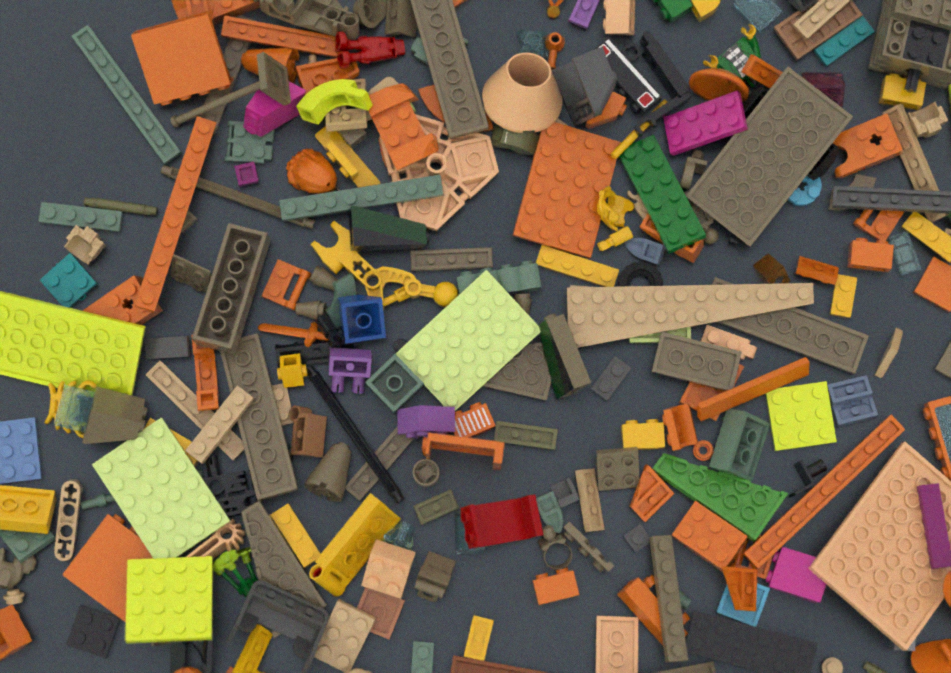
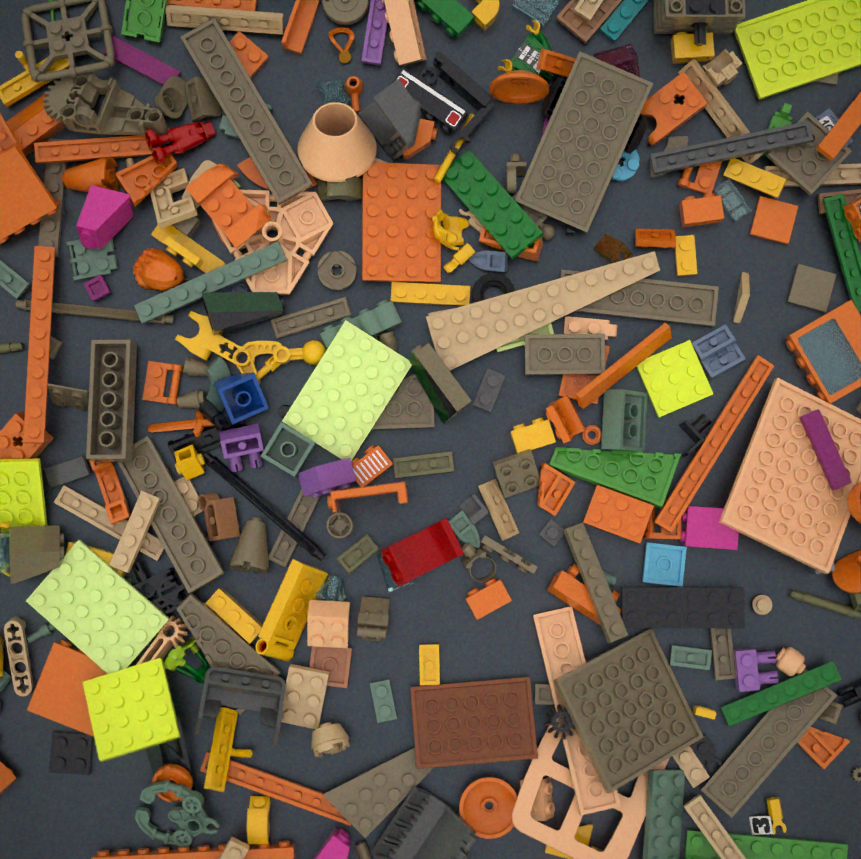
camera: 10 degrees left, 5 degrees up
(272, 81) = (94, 195): dark tan tile -> none
(330, 95) = (154, 193): neon yellow arch -> none
(501, 221) = (337, 259): none -> dark tan plate
(705, 123) = (515, 126): dark pink plate -> none
(742, 587) = (661, 554): orange wing -> none

